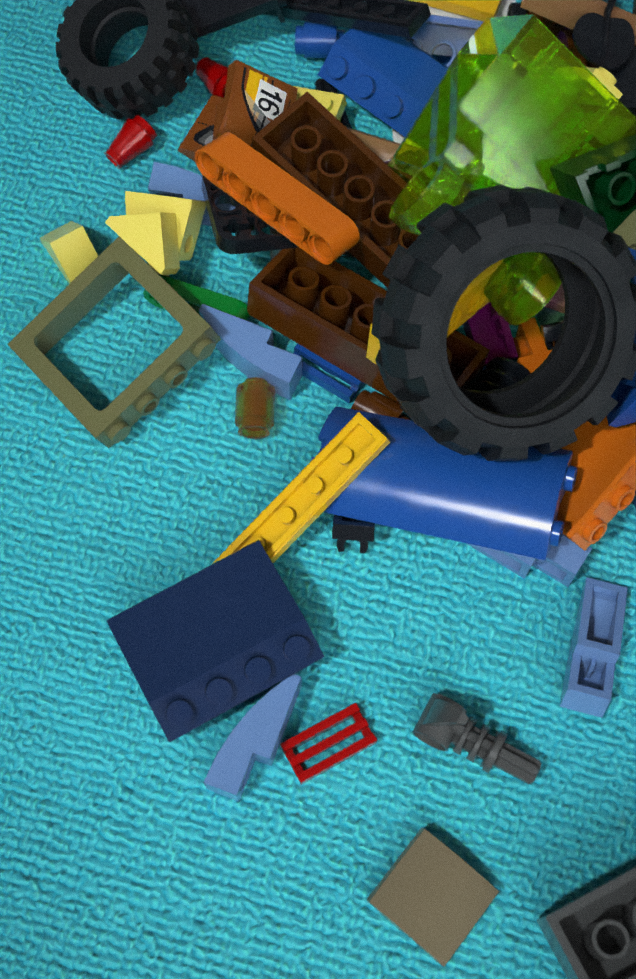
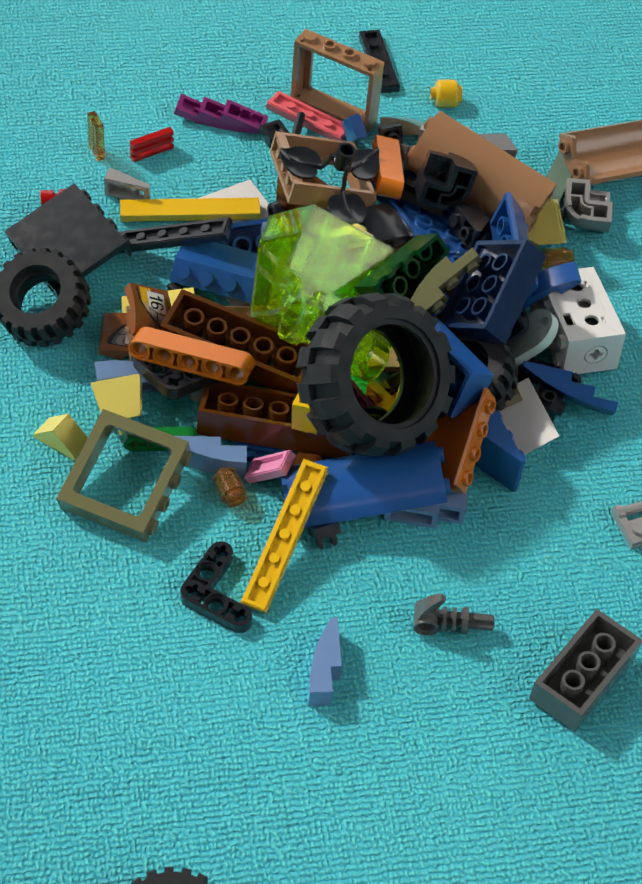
camera: 30 degrees left, 15 degrees down
(131, 141) = (65, 356): red cone -> none
(151, 237) = (121, 402): light yellow slope -> none
(151, 547) = (206, 591): none -> black beam
(213, 76) = (105, 302): red cone -> none
(214, 640) = (276, 616): dark blue slope -> none
(316, 39) = (156, 260): blue brick -> none
(321, 400) = (269, 466): none -> bright pink tile
(360, 725) = (380, 637): red tile -> none
(432, 896) = (466, 707): dark tan slope -> none
(594, 648) = (493, 548): medium blue slope -> none

